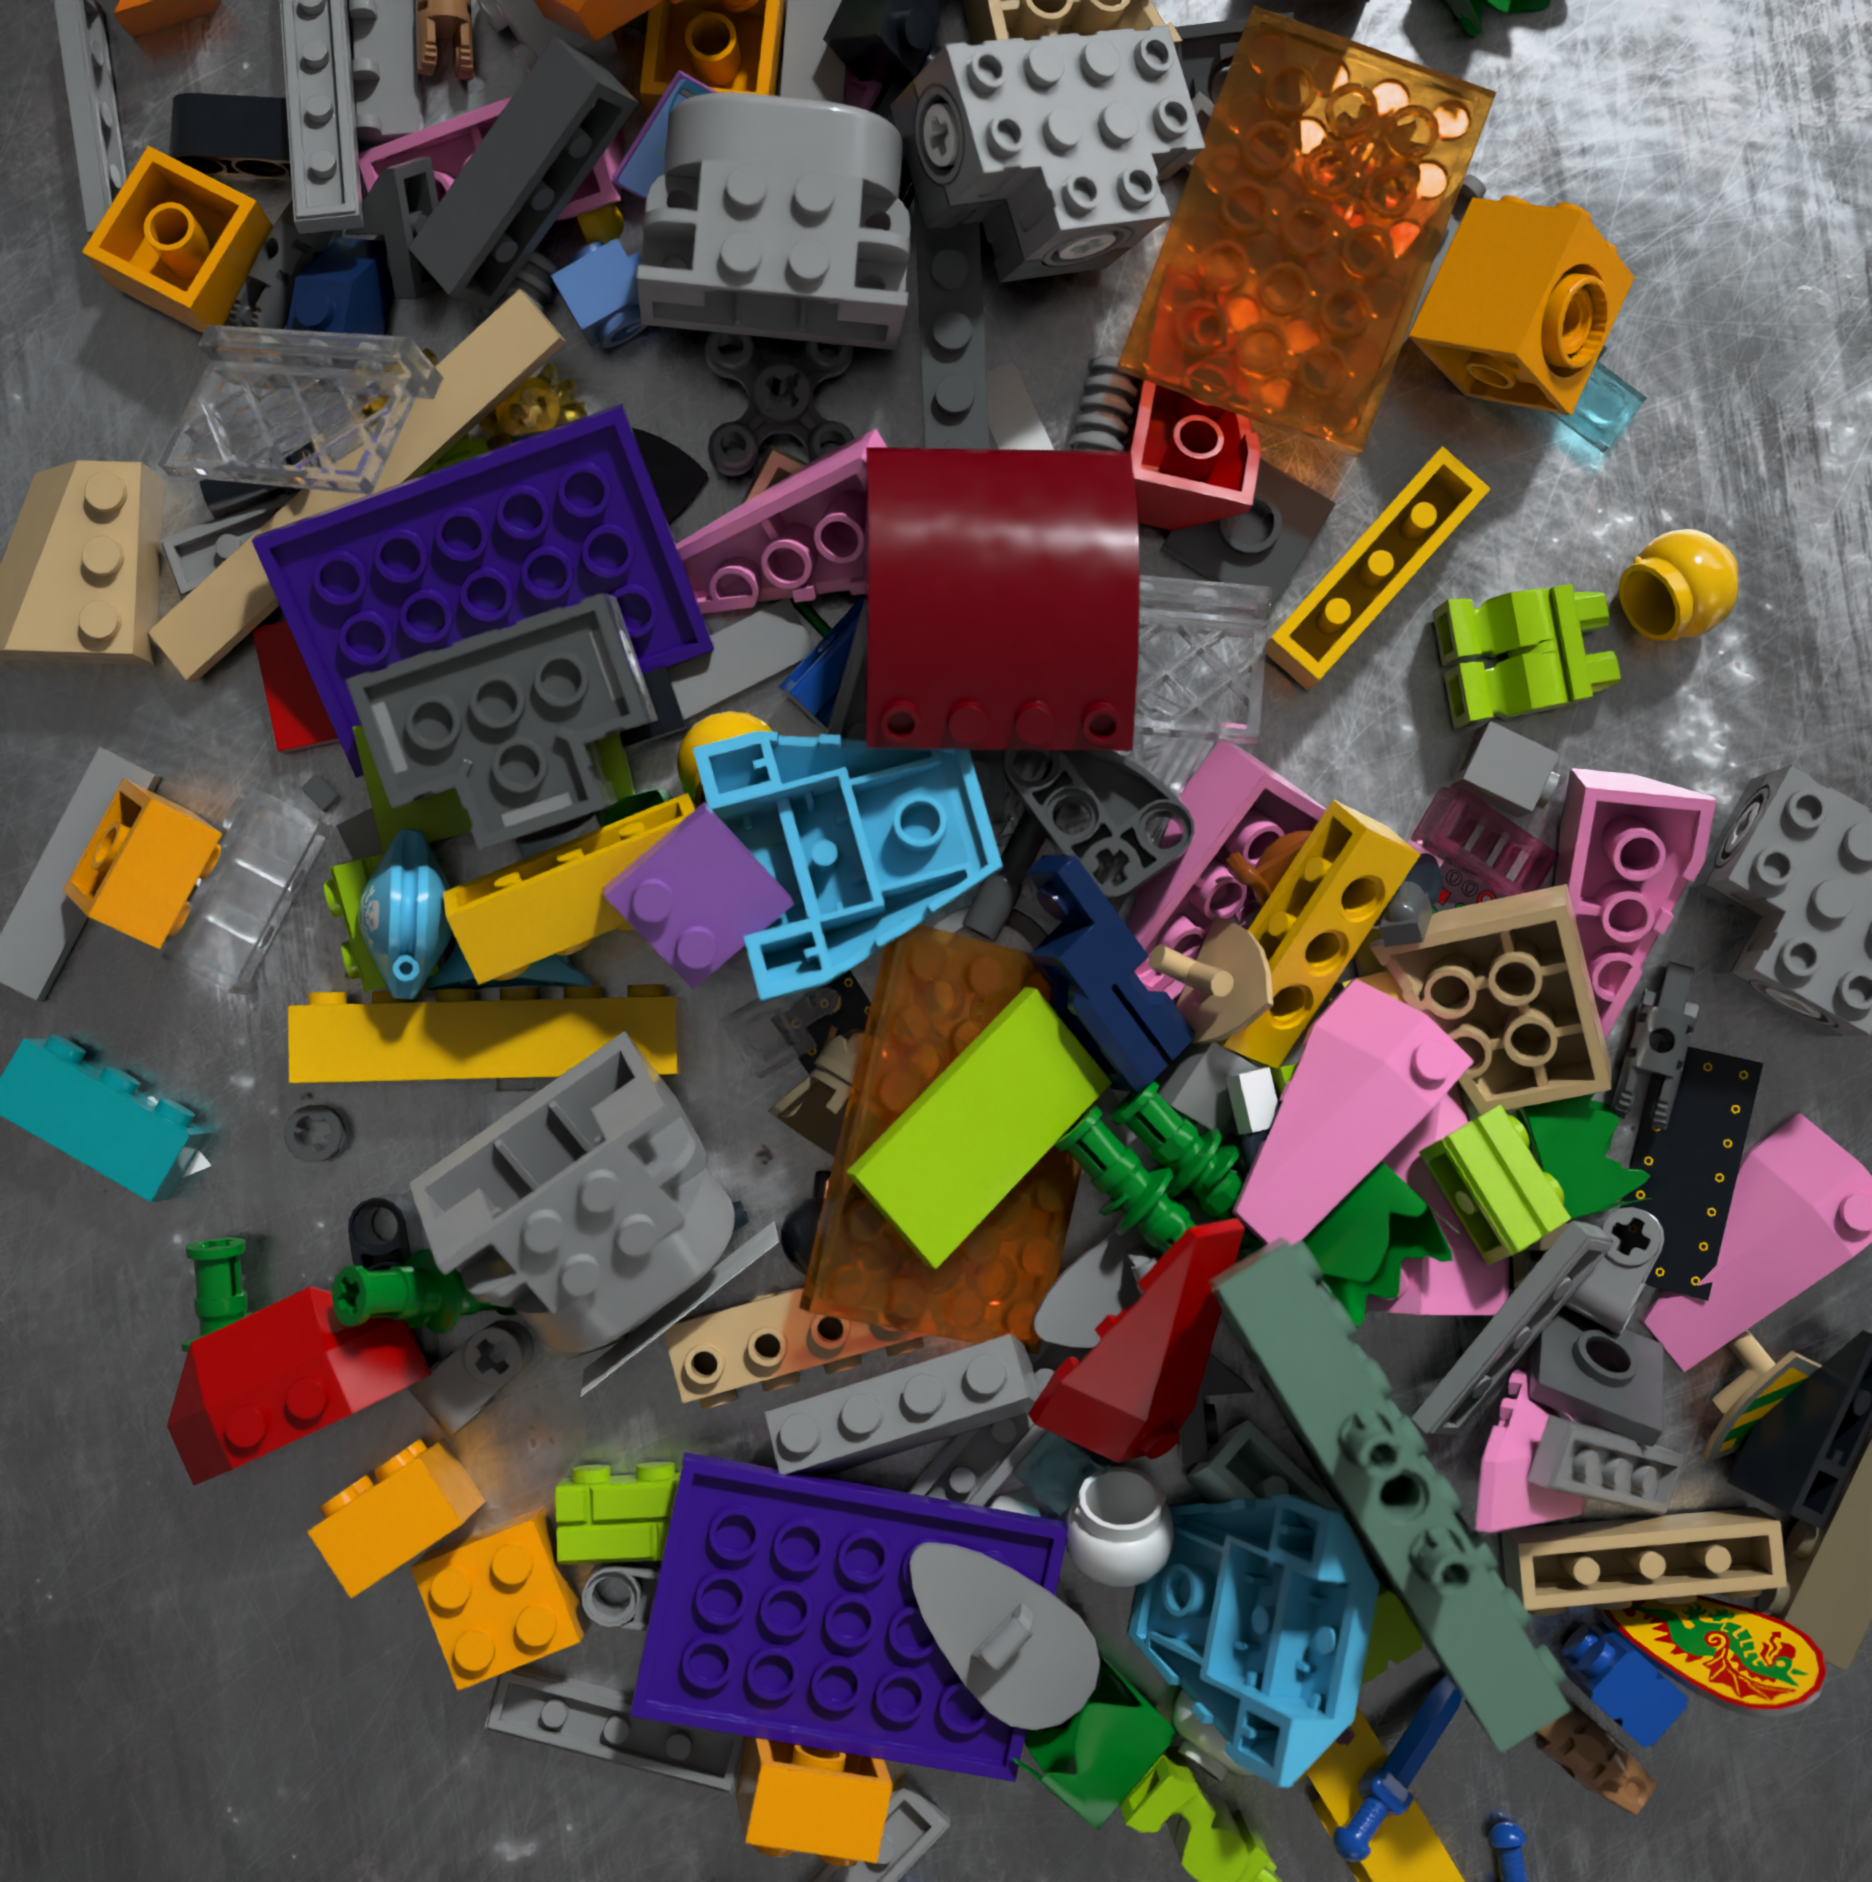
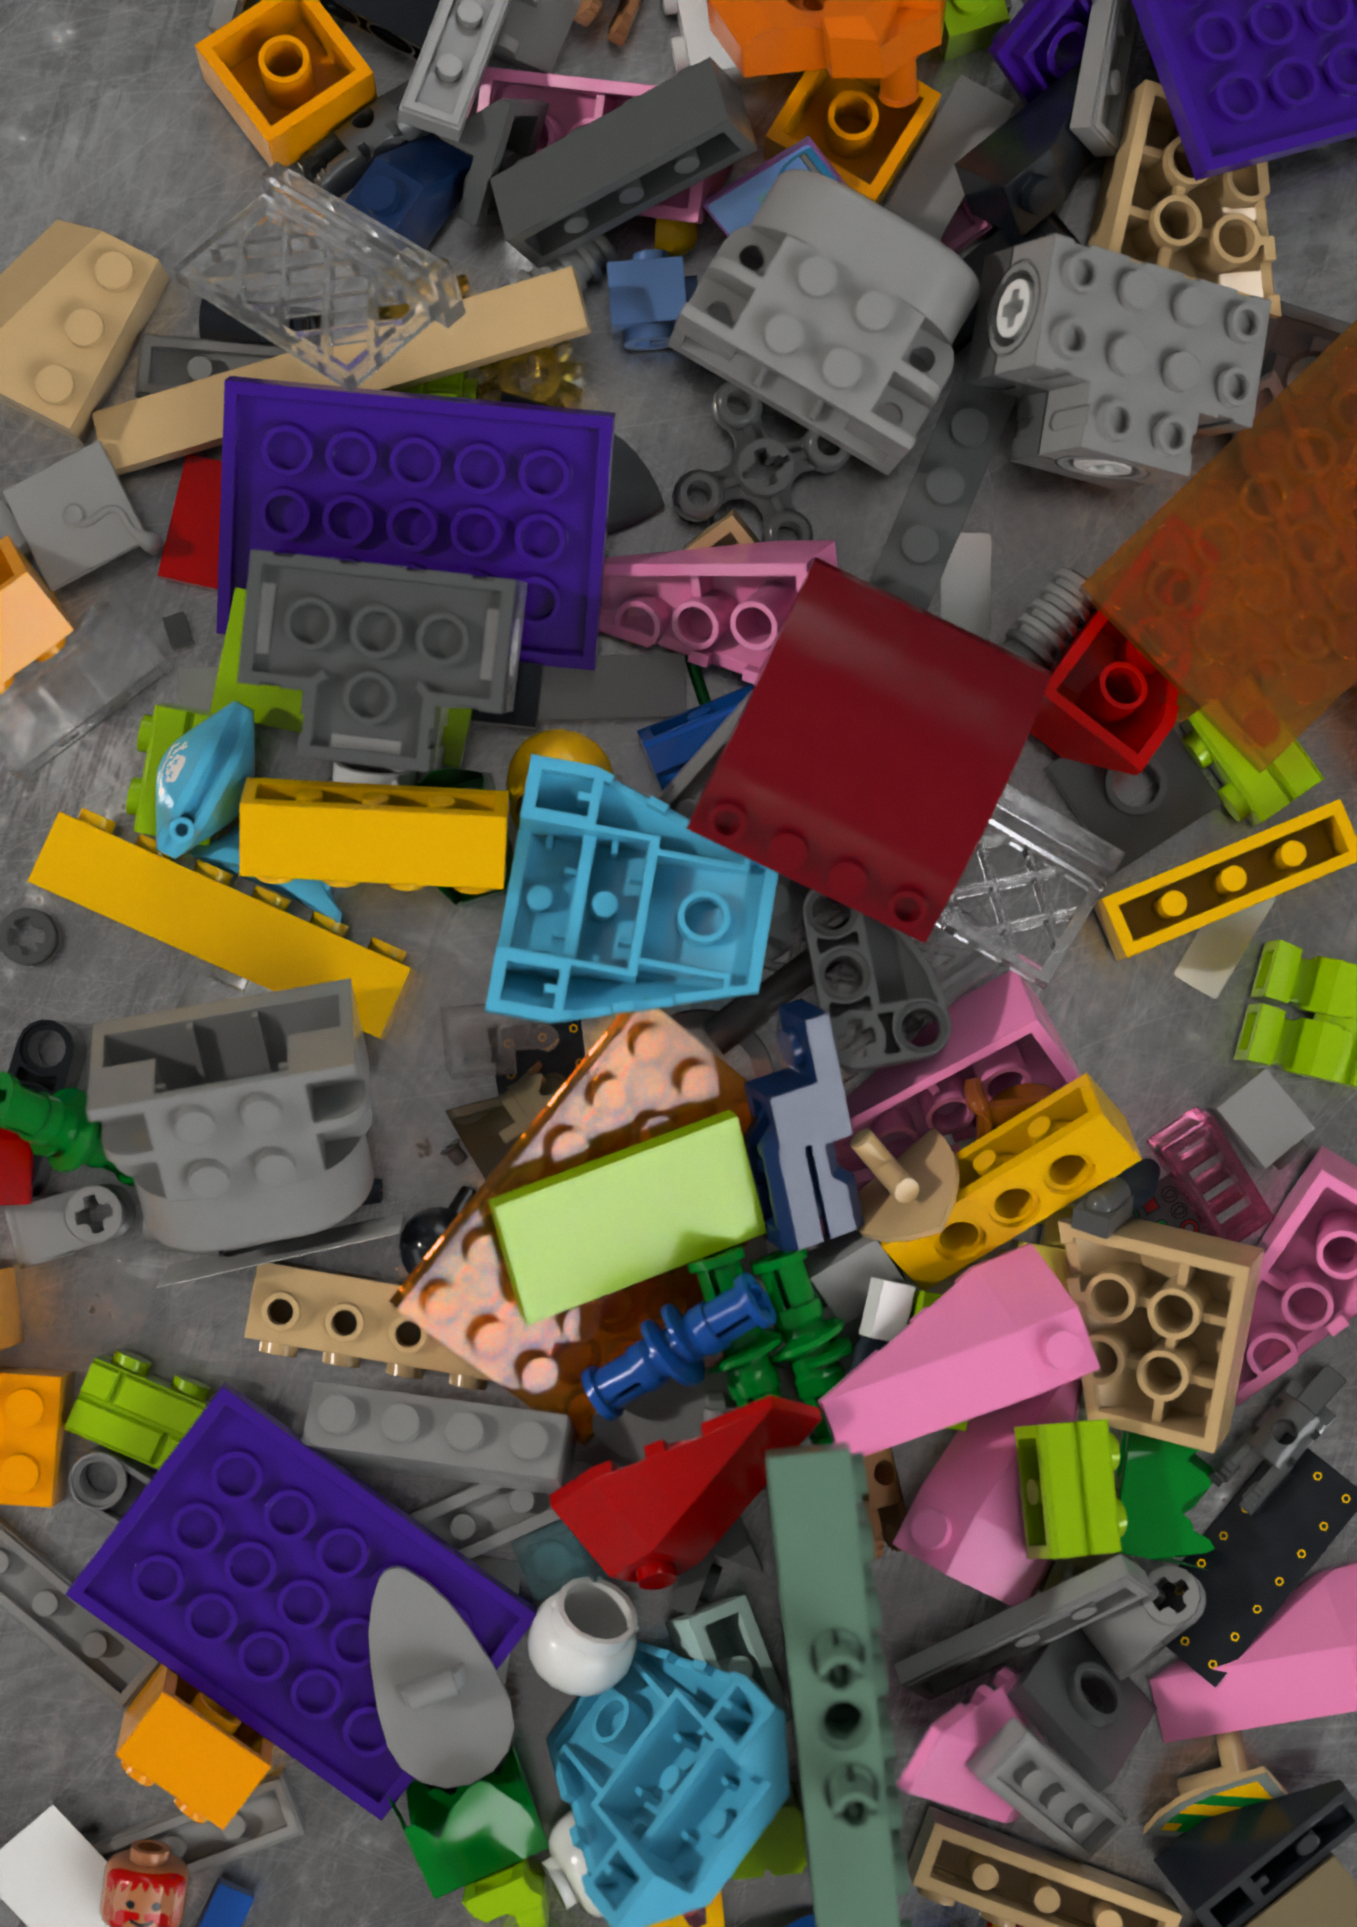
camera: 25 degrees right, 0 degrees up
(179, 731) = (78, 516): none -> light grey hat
(697, 895) = (473, 889): medium lavender plate -> none
(794, 1145) = (454, 1152): none -> light grey piece
(1082, 1225) = (679, 1348): none -> blue piece
(1351, 480) = (1244, 789): none -> lime brick
(1370, 1236) = (928, 1482): green piece -> none
(1393, 636) = (1219, 949): none -> white sticker

